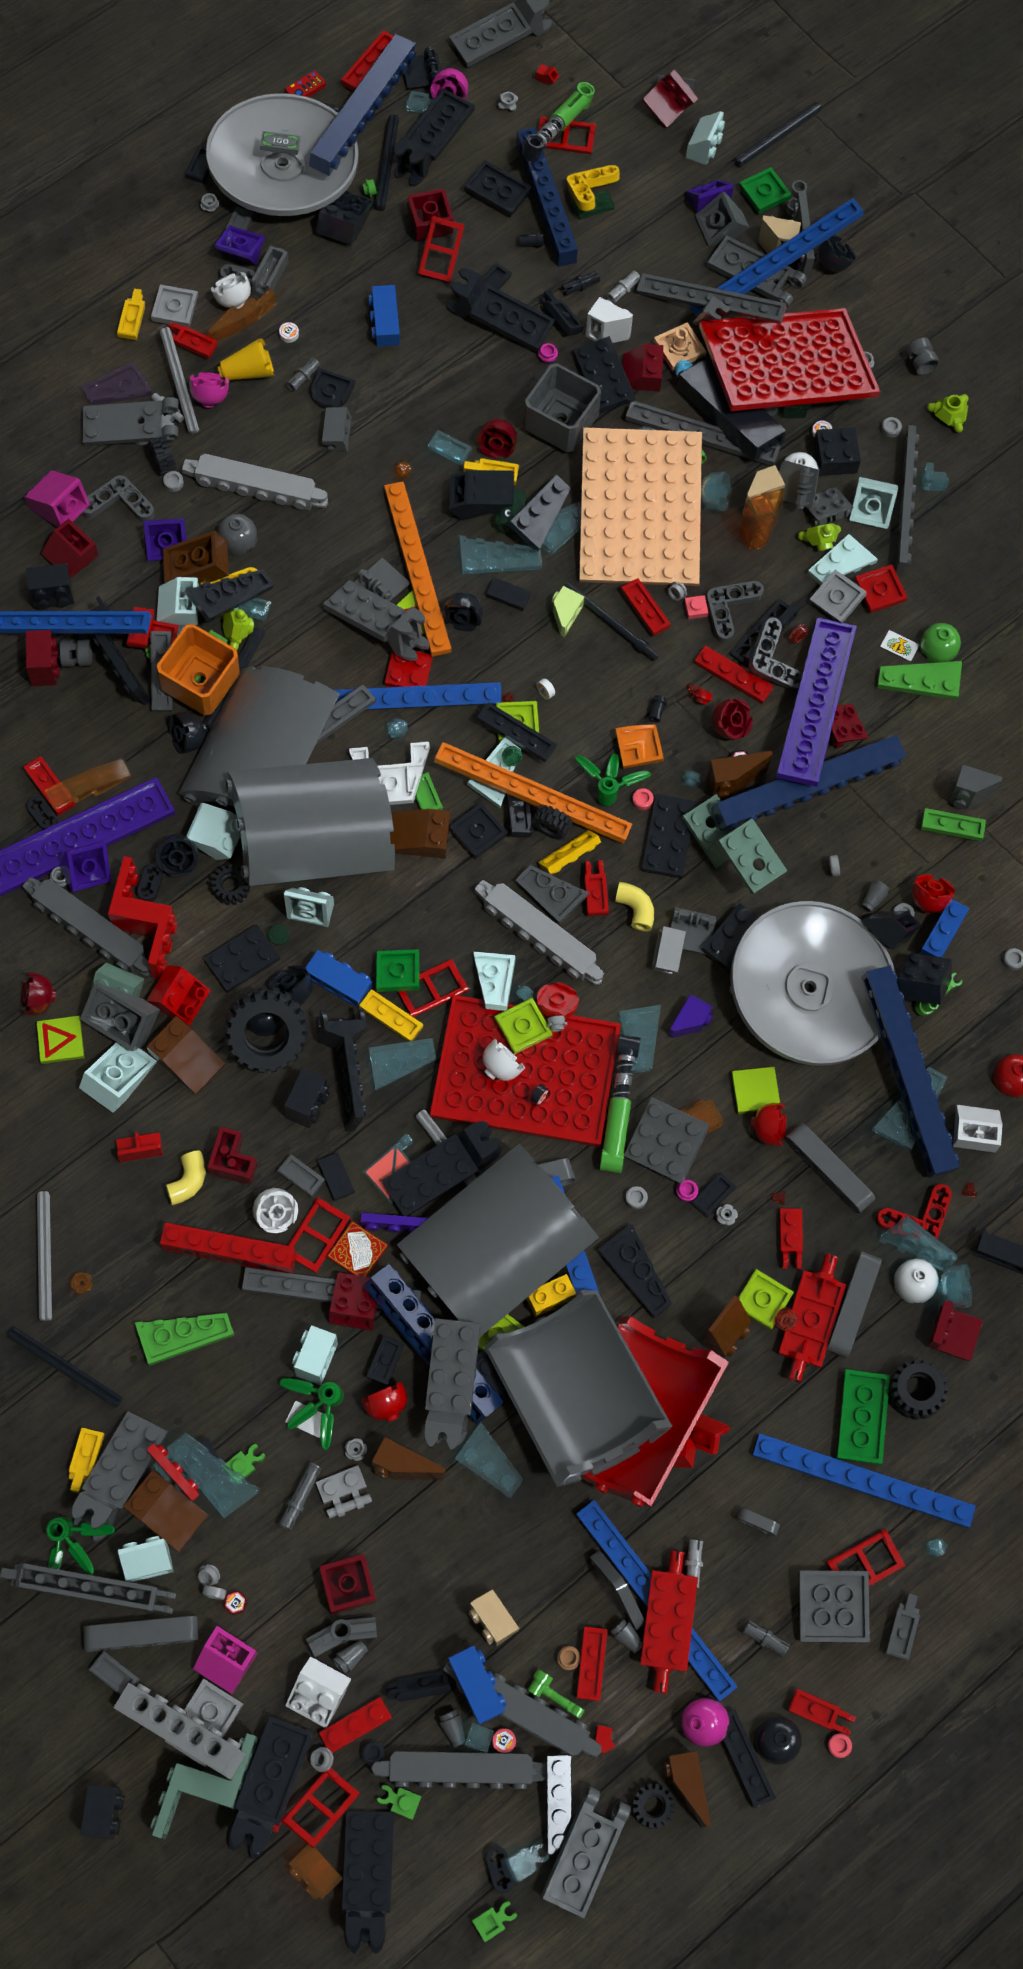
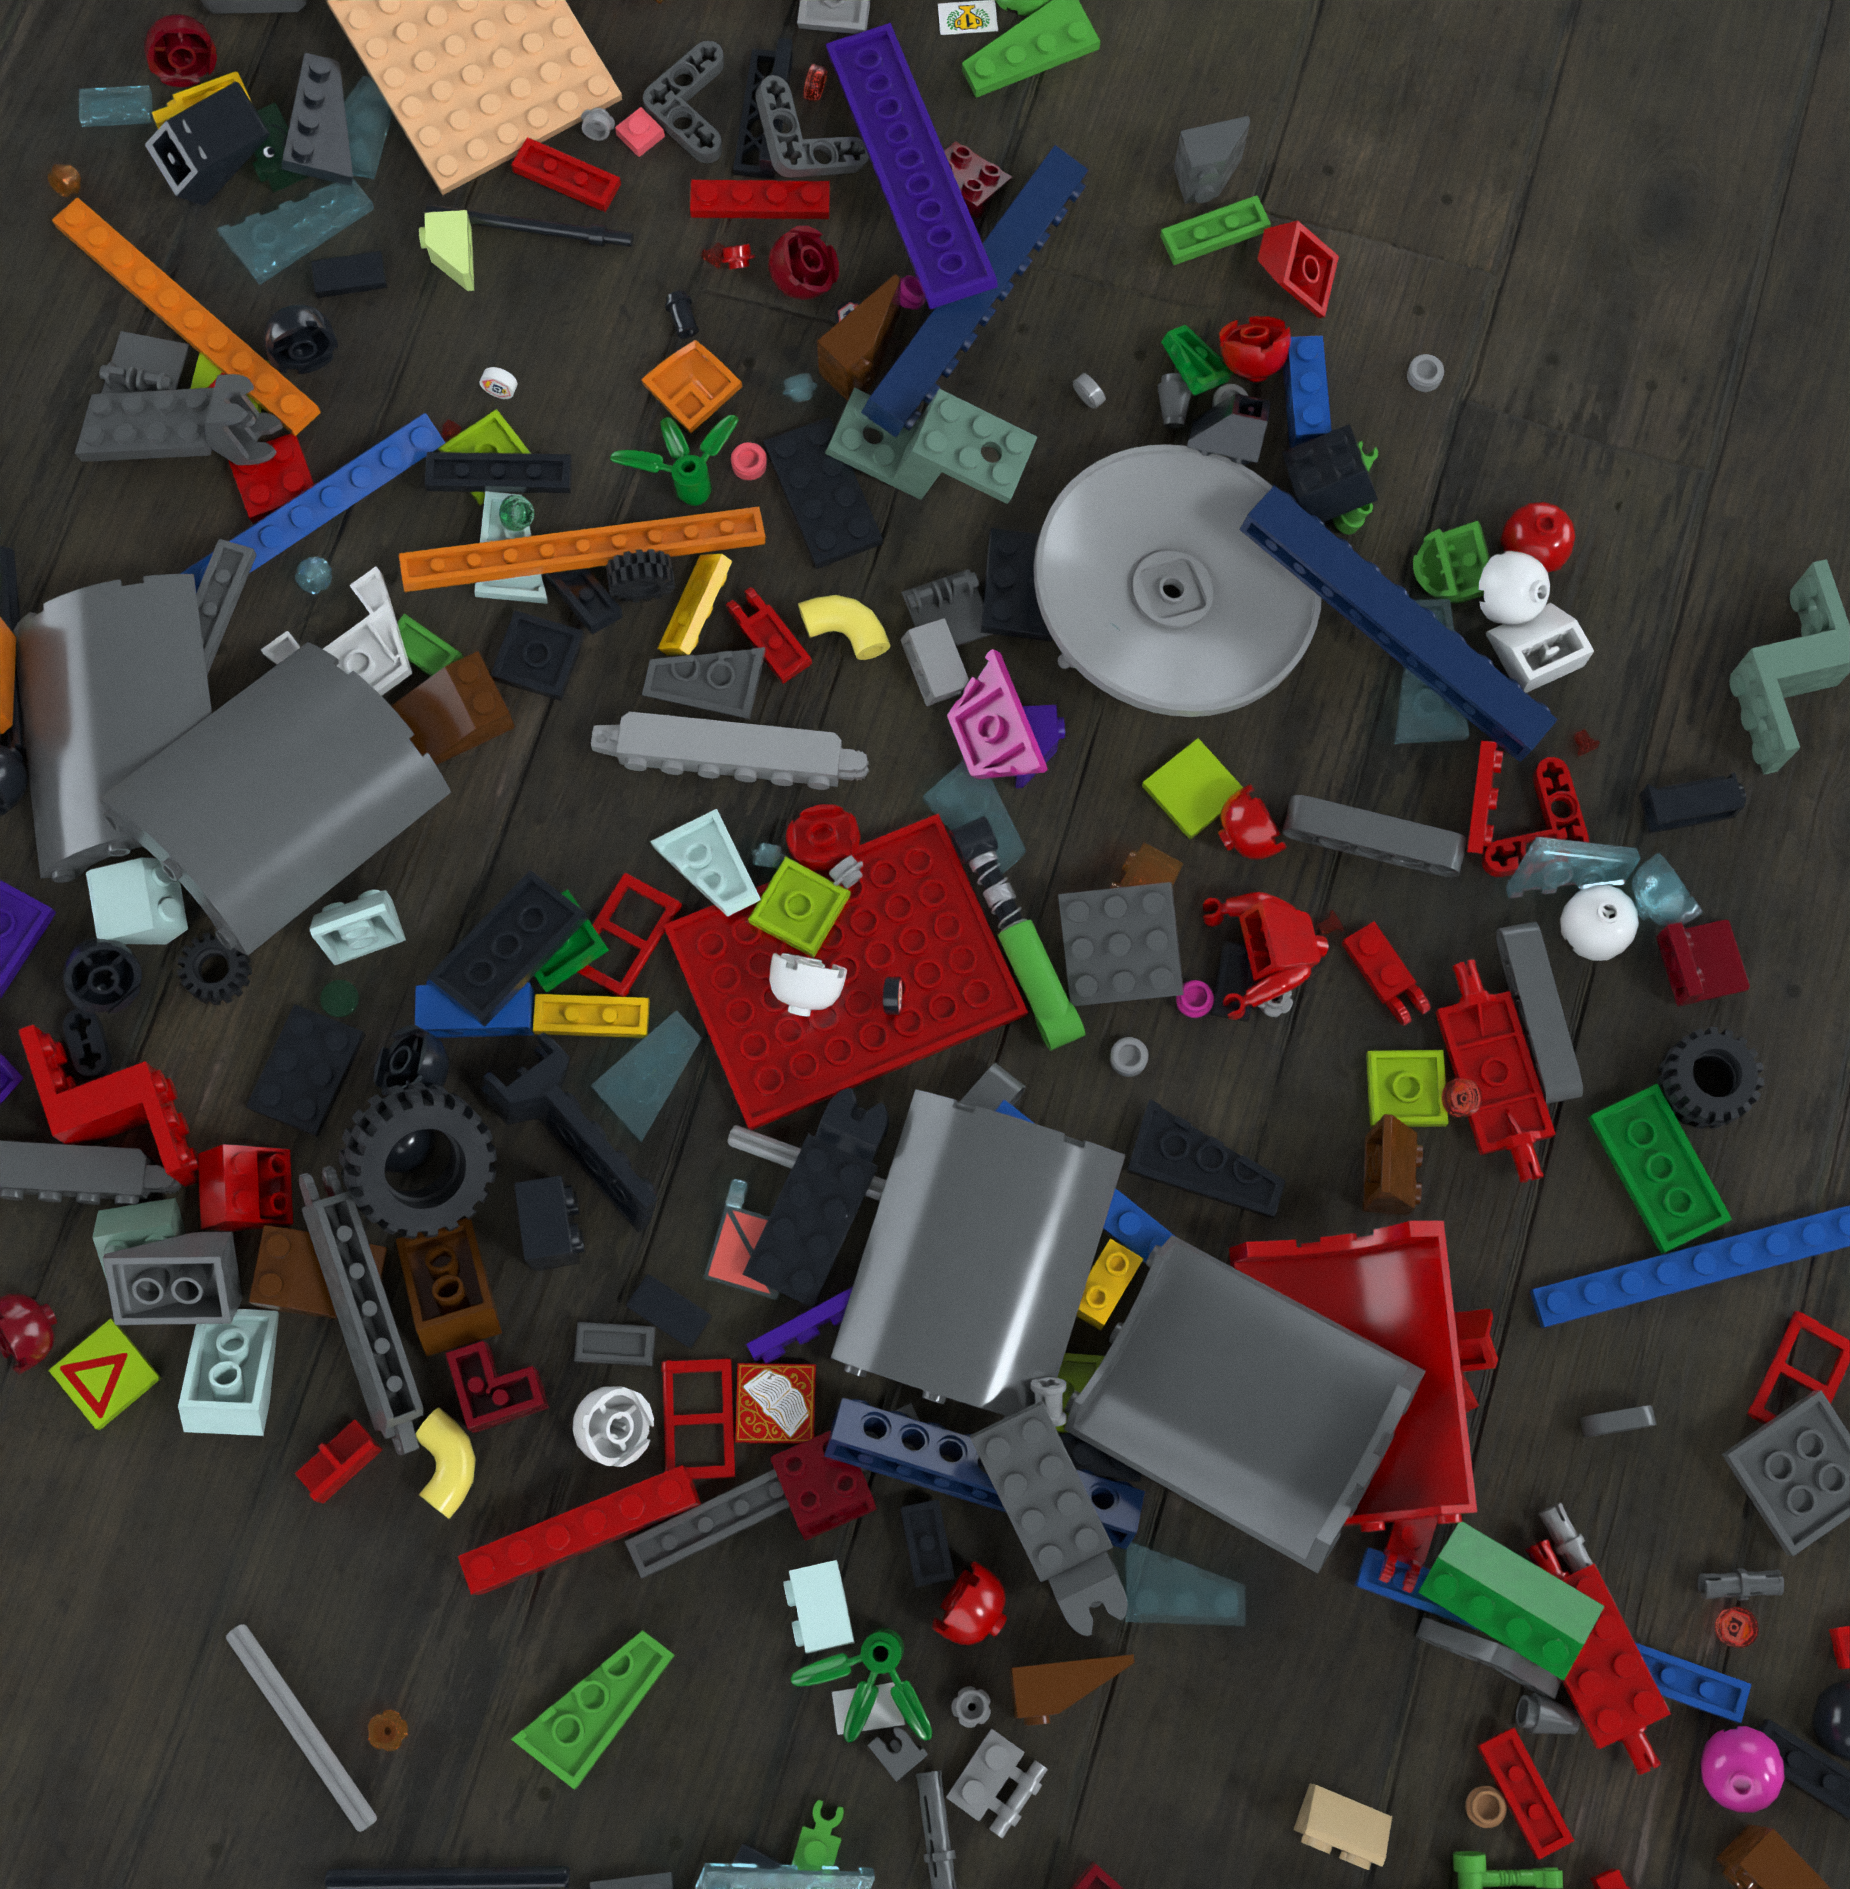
camera: 30 degrees left, 5 degrees up
(195, 1083) = (362, 1310): none -> dark grey hinge
(241, 1099) = (448, 1288): none -> reddish brown slope
(306, 1448) = (903, 1758): none -> dark grey hinge
(371, 958) = (507, 948): none -> black plate
(487, 1326) = (1050, 1392): none -> light grey bush
(614, 1510) = (1410, 1544): none -> red hinge
(644, 1564) = (1511, 1599): none -> green slope
(675, 997) = (994, 726): none -> dark pink wing
(744, 1189) = (1277, 942): none -> red torso
(750, 1658) = (1736, 1627): none -> clear red tile
(774, 763) = (911, 293): none -> dark pink plate
(897, 882) = (1195, 360): none -> green wing
(897, 1182) = (1485, 797): none -> red wing
(963, 1062) = (1452, 563): none -> bright green slope
(982, 1090) = (1514, 588): none -> white cylinder
(984, 867) = (1299, 264): none -> red slope

